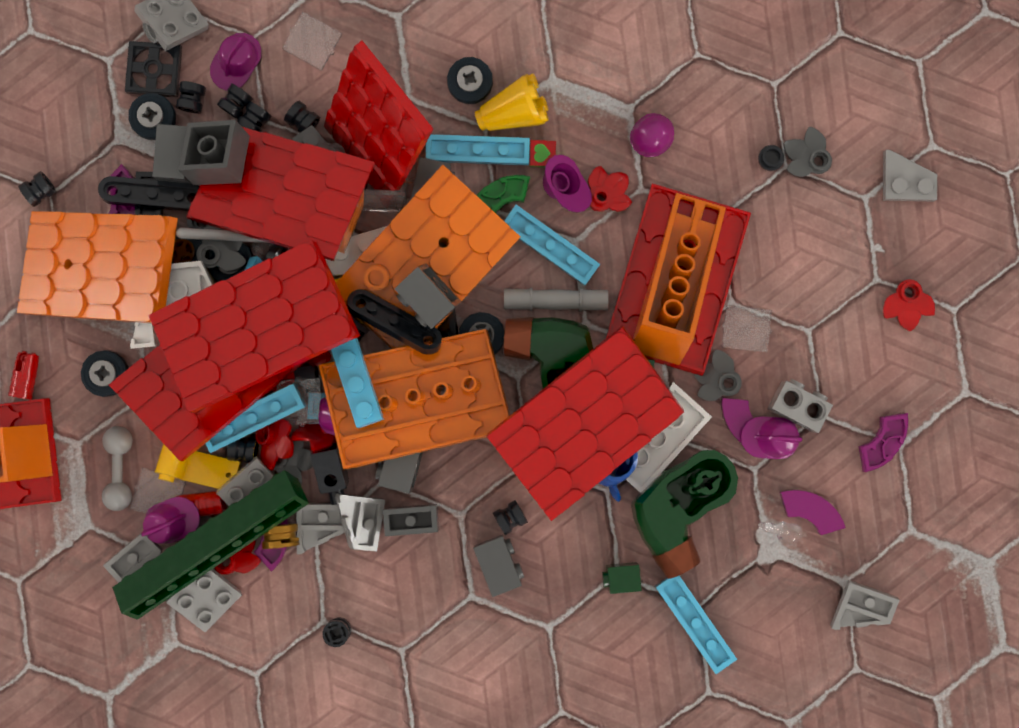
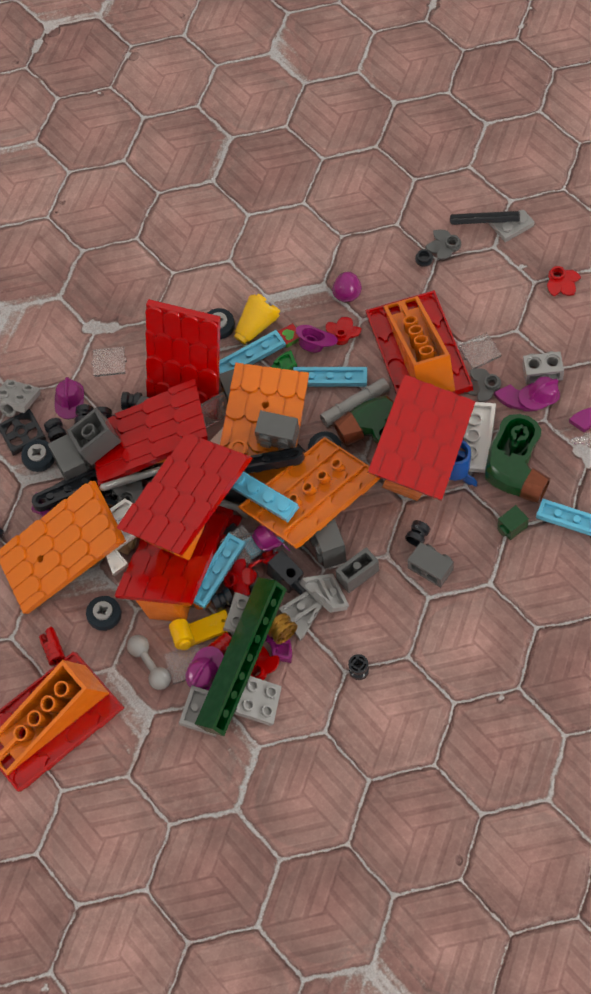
camera: 25 degrees left, 25 degrees down
(882, 155) = (487, 217): none -> black axle

